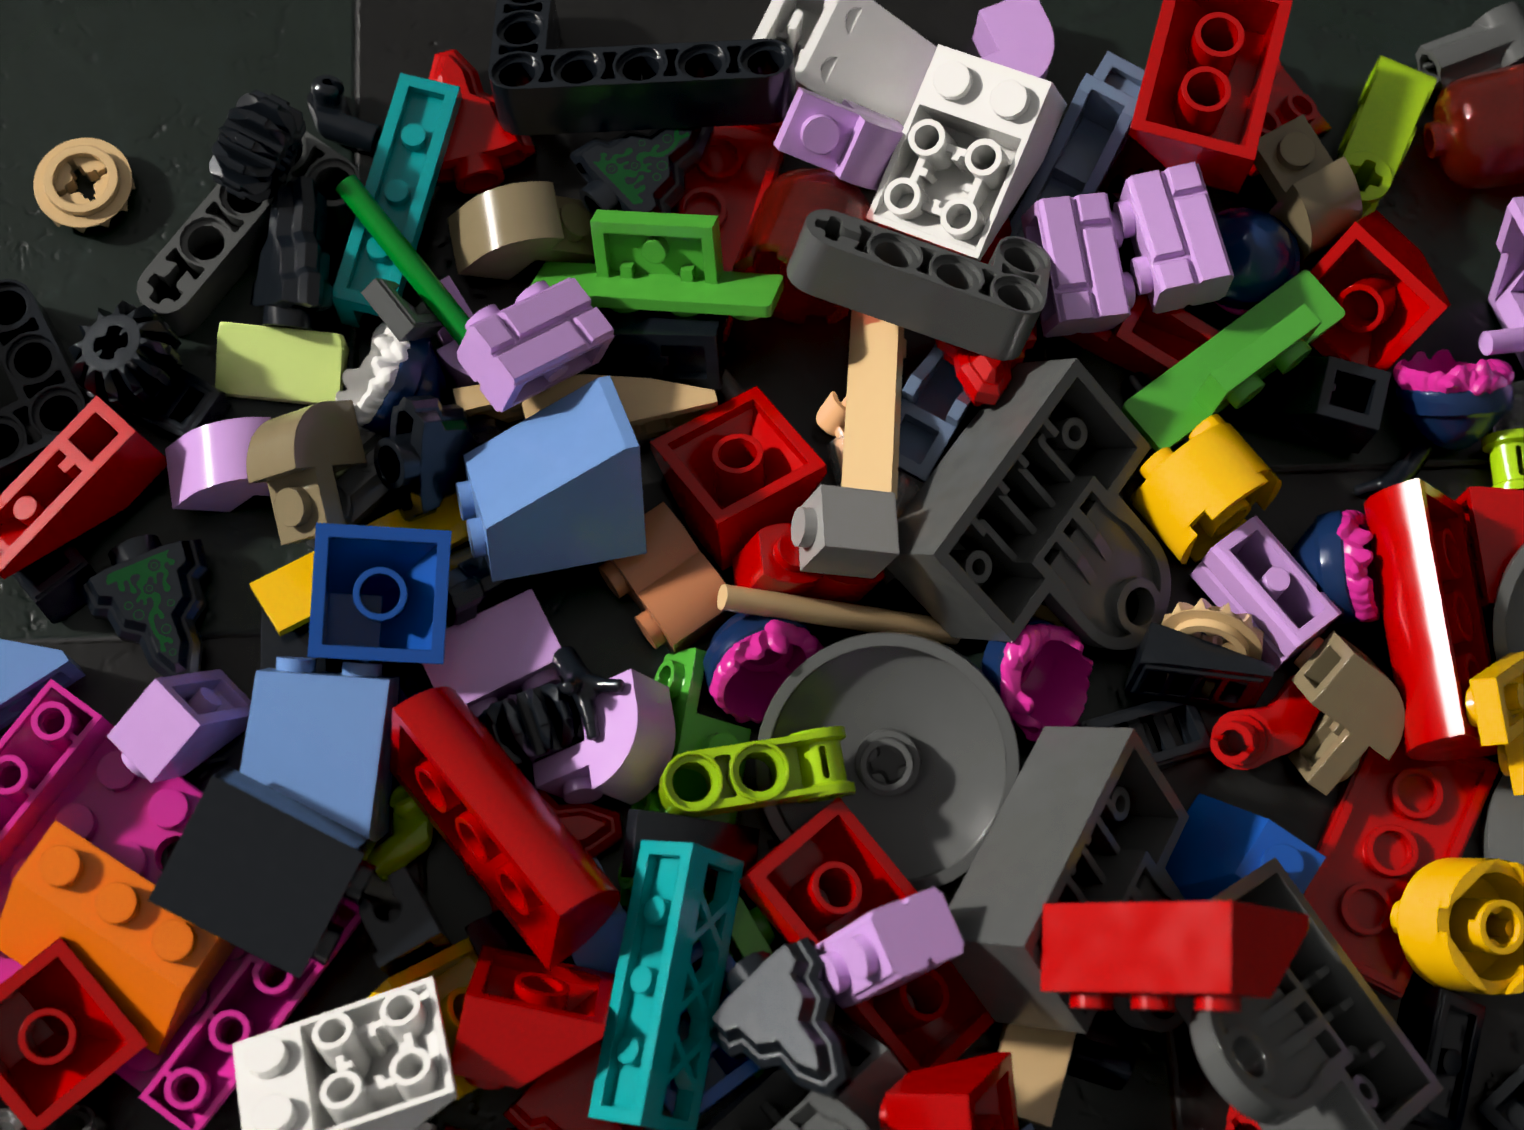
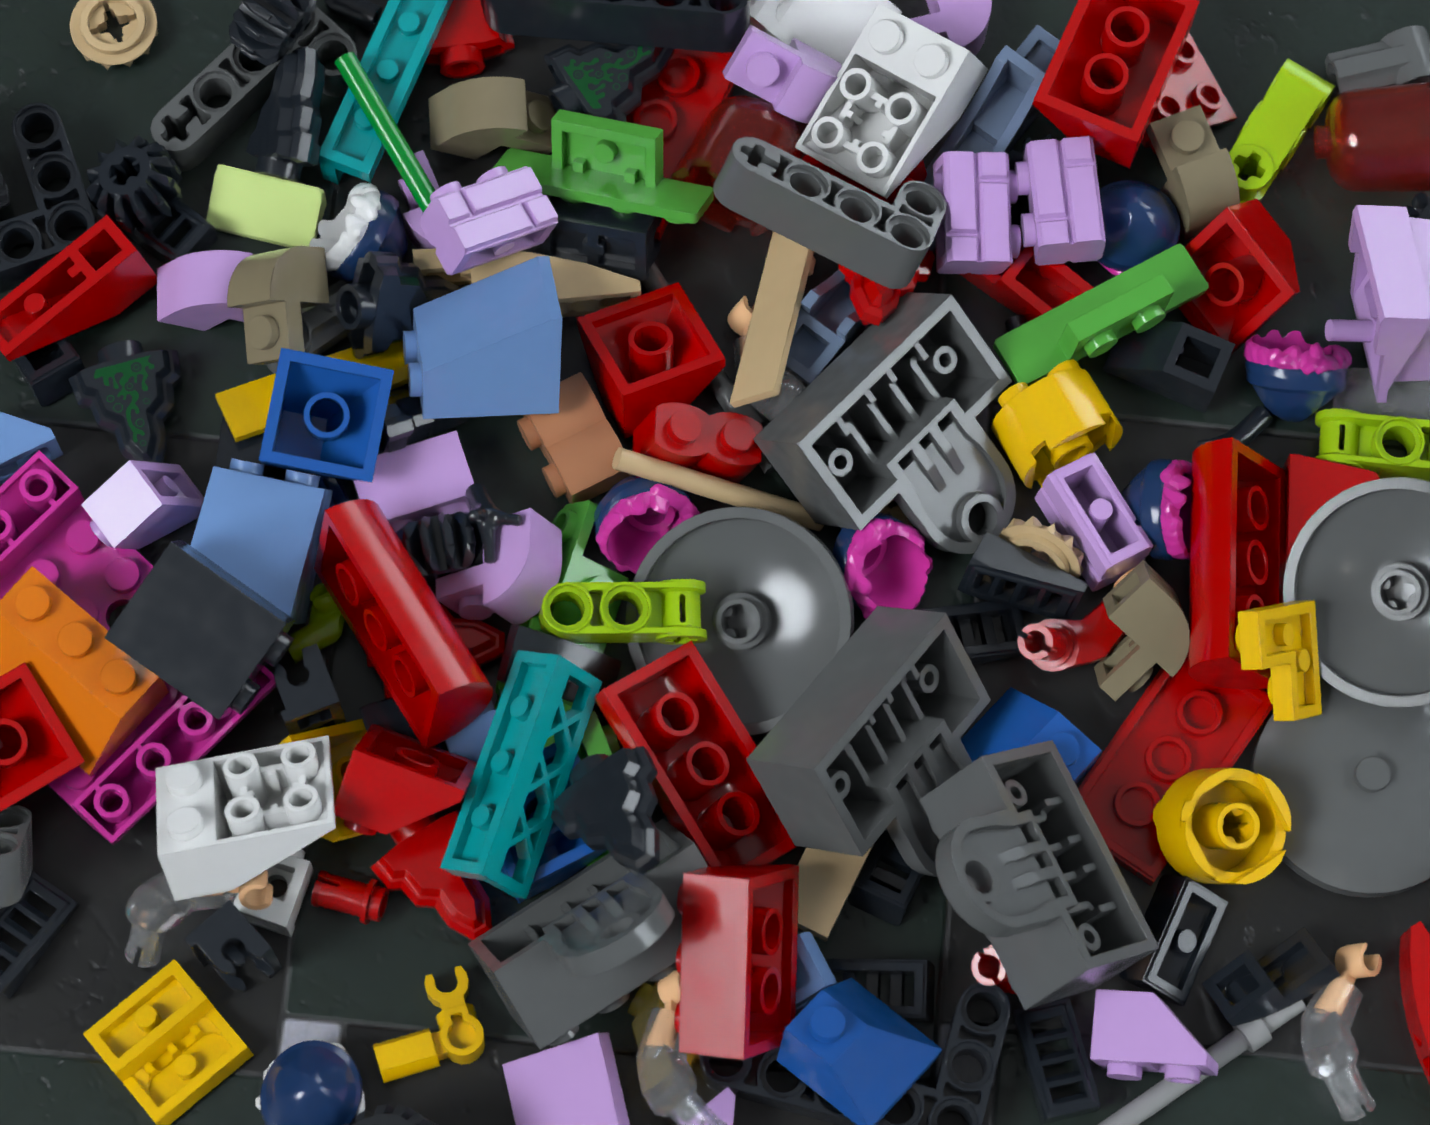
camera: 10 degrees right, 0 degrees up
(402, 318) = (375, 180): dark grey tile -> none
(846, 531) = (729, 416): light grey brick -> none
(890, 947) = (708, 762): lavender brick -> none
(1167, 952) = (928, 785): red slope -> none

